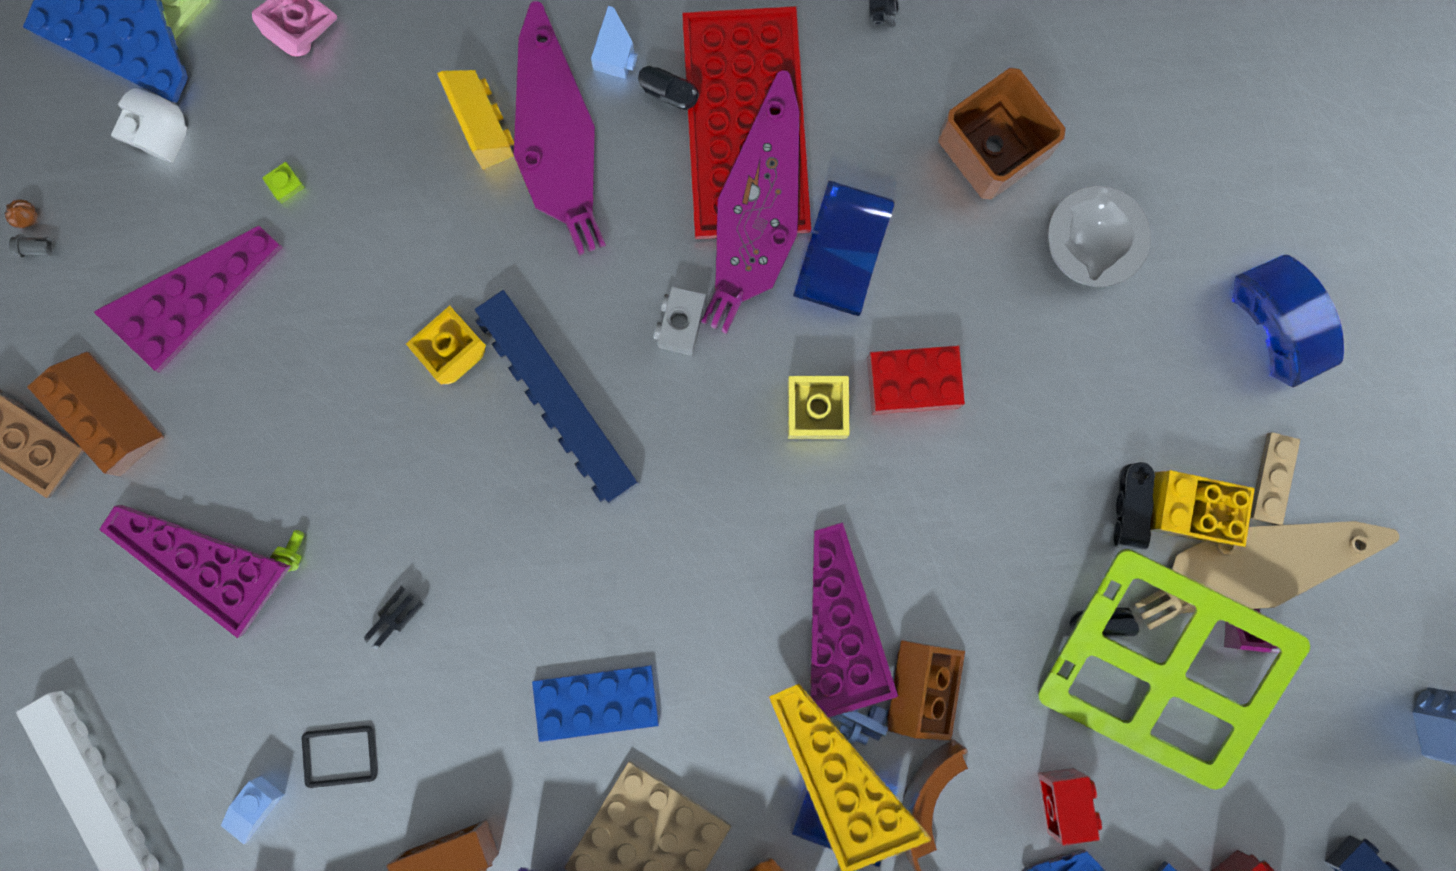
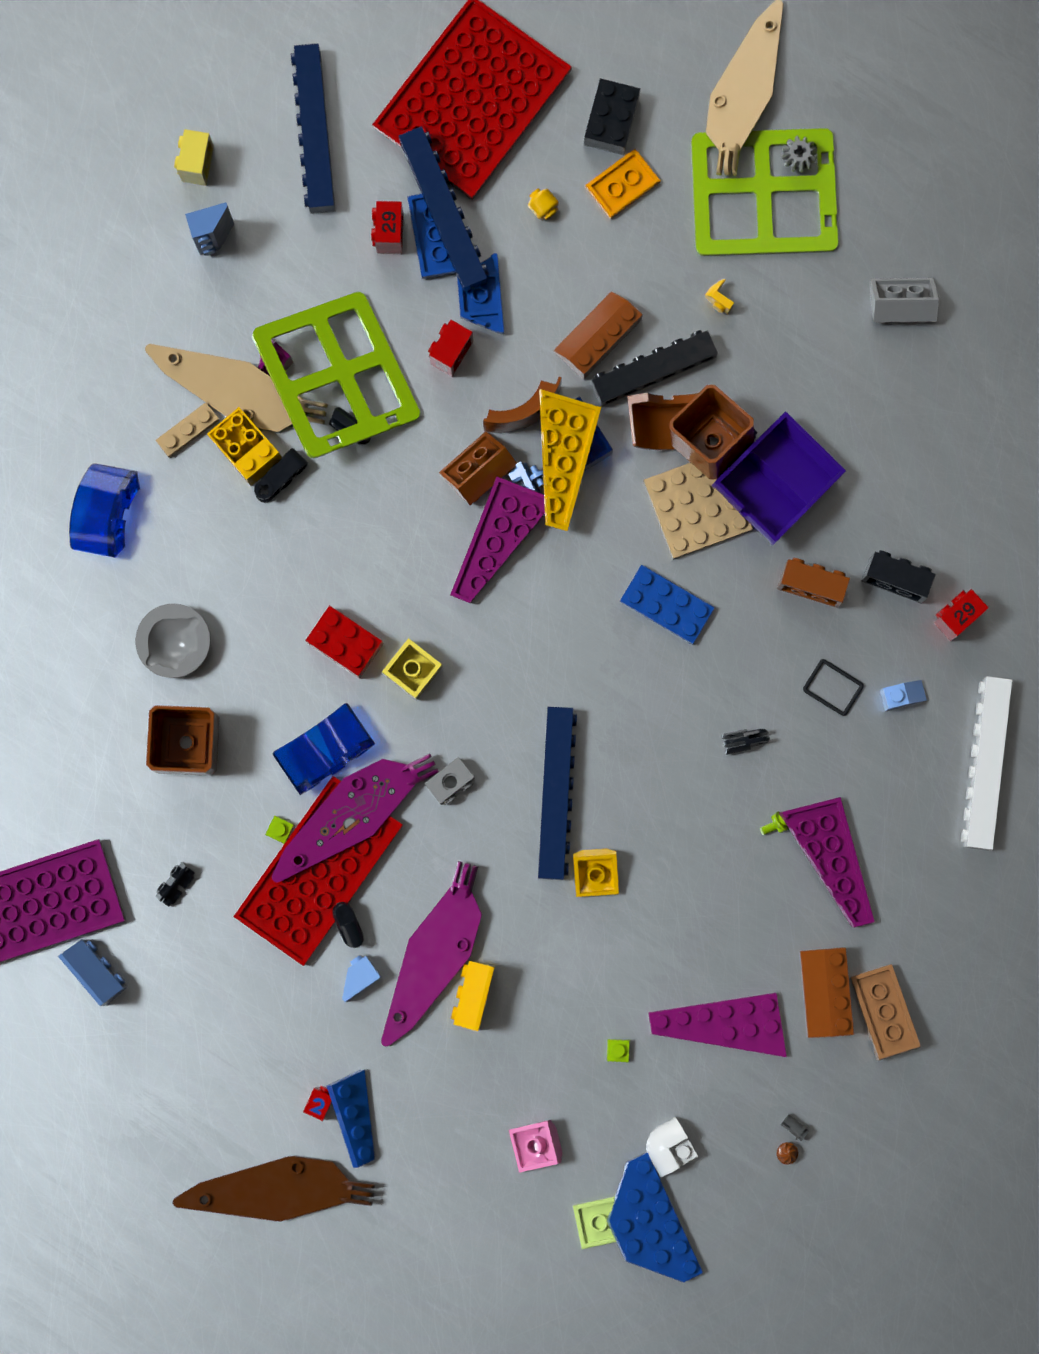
camera: 140 degrees left, 0 degrees up
(821, 133) = (279, 829): none -> lime plate

